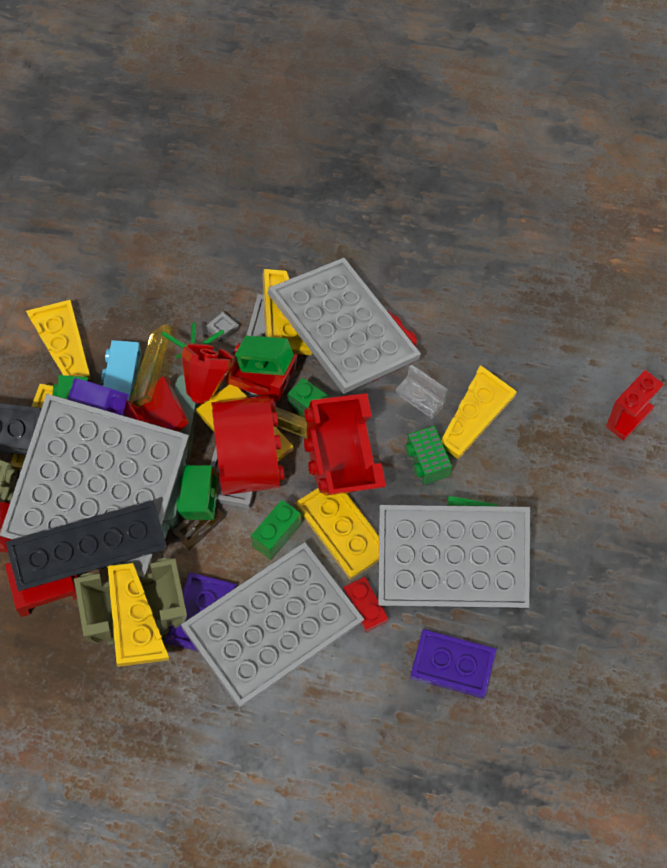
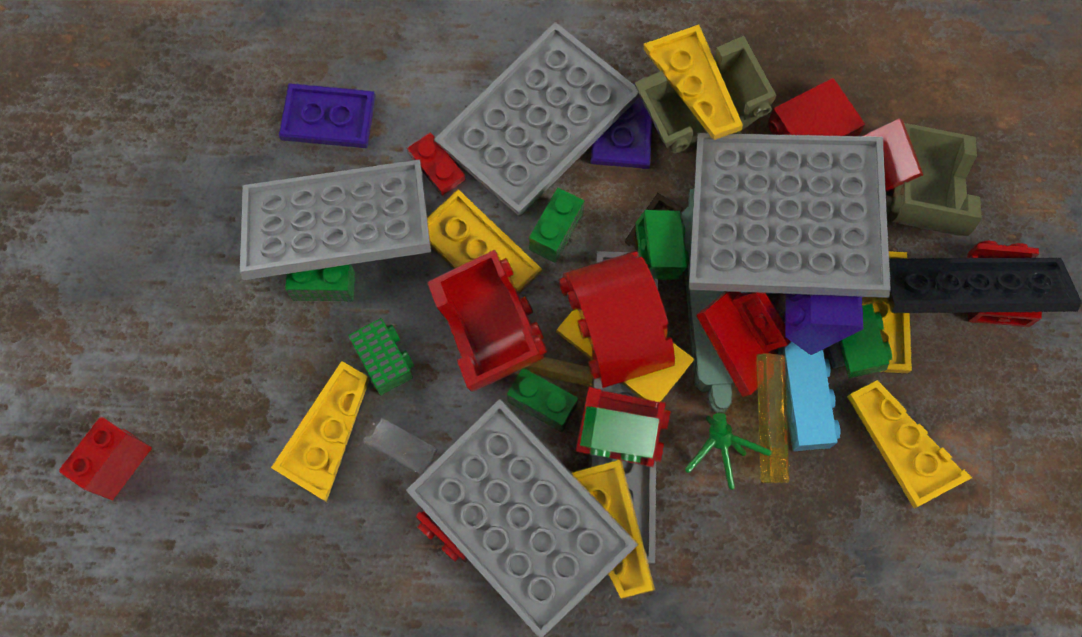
camera: 170 degrees right, 10 degrees up
(86, 546) = (773, 140): black plate -> none
(204, 370) = (694, 398): red cone -> none
(225, 323) = (692, 508): light grey tile -> none

